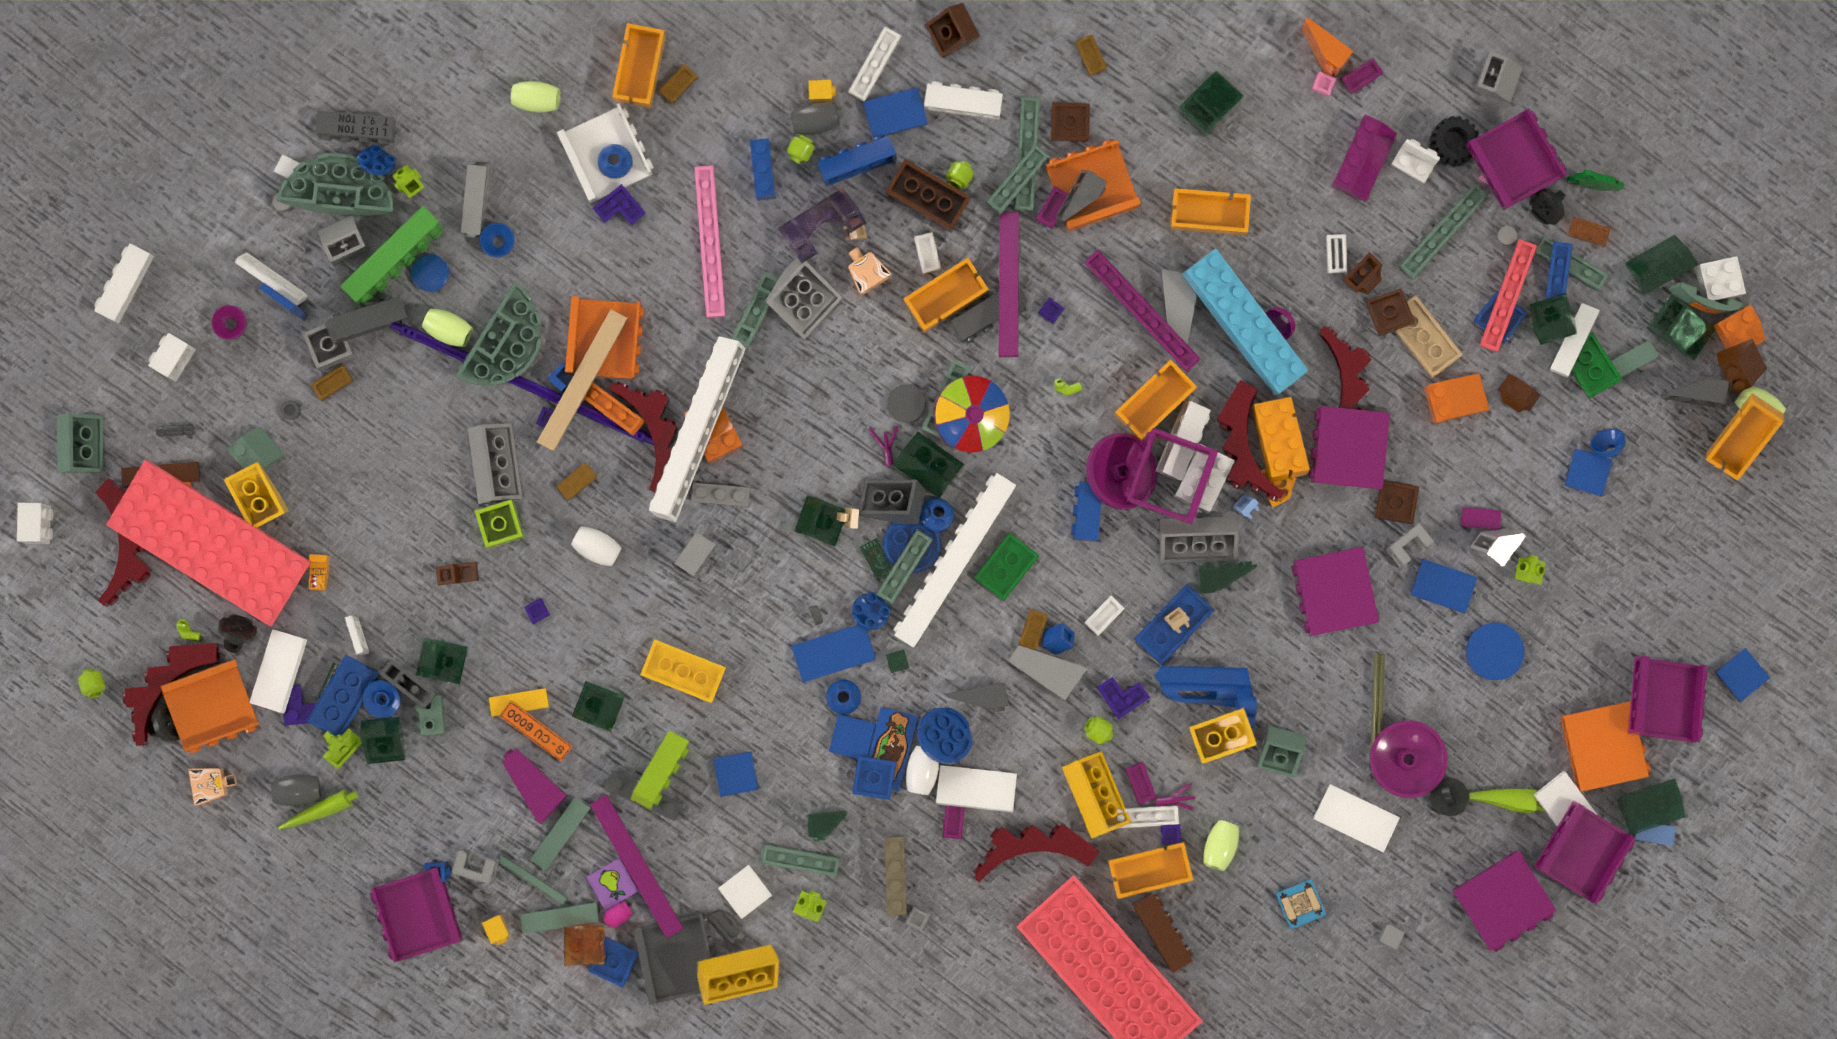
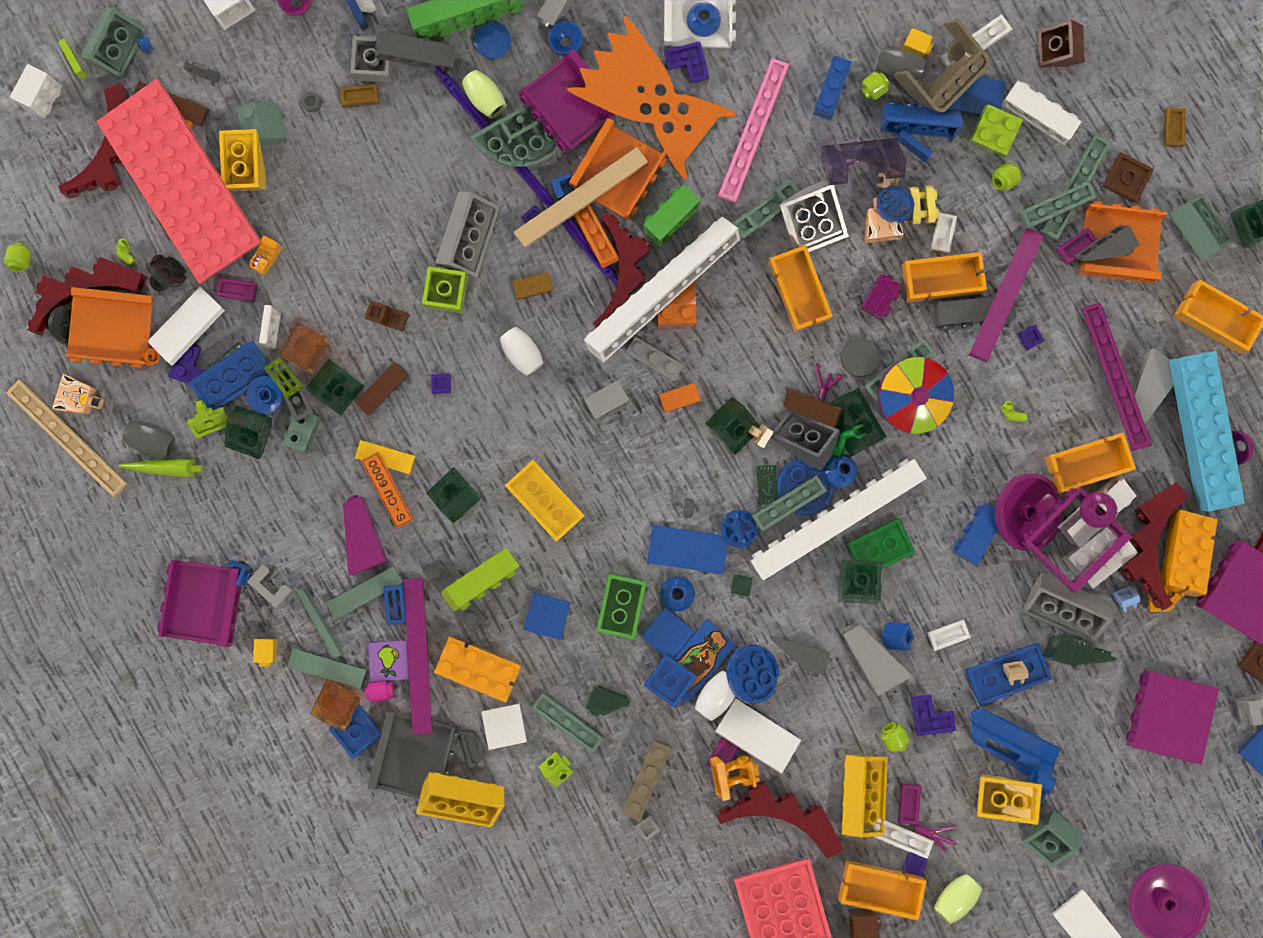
camera: 30 degrees right, 0 degrees up
(47, 474) = (72, 59): none -> lime tile
(110, 430) = (144, 43): none -> blue bush
(218, 826) = (67, 438): none -> tan tile
(262, 712) = (150, 361): none -> orange plate
(307, 615) = (236, 289): none -> magenta tile
(396, 638) = (304, 348): none -> clear orange slope
(407, 681) = (292, 389): none -> clear neon green tile
(485, 642) = (381, 388): none -> reddish brown tile
(529, 298) = (561, 112): none -> magenta panel
(567, 268) = (635, 65): none -> orange piece
(585, 816) = (387, 607): none -> blue tile
(672, 358) = (671, 215): none -> bright green brick
(696, 851) = (478, 668): none -> light orange piece
(760, 518) = (679, 397): none -> orange tile
(798, 732) = (621, 606): none -> bright green brick
(821, 368) = (800, 288): none -> light orange piece
(862, 186) = (914, 145): none -> blue tile
(869, 111) = (967, 66): none -> dark tan windscreen
(869, 250) = (895, 204): none -> tile
(883, 470) = (812, 407): none -> reddish brown tile
(898, 226) = (930, 210): none -> light yellow brick
(898, 339) = (881, 296): none -> magenta brick
(925, 494) = (840, 447): none -> green arm
(928, 195) = (970, 181): reddish brown brick -> none
(929, 138) = (995, 130): none -> lime brick
(981, 823) = (722, 781): none -> light orange tile
(1001, 607) = (859, 582): none -> clear green slope
(1033, 629) = (878, 616): pearl gold tile -> none
(1156, 136) = (1201, 227): none -> sand green slope
(1166, 441) = (1088, 506): none -> magenta piece
(1378, 694) = (1164, 832): olive axle -> none

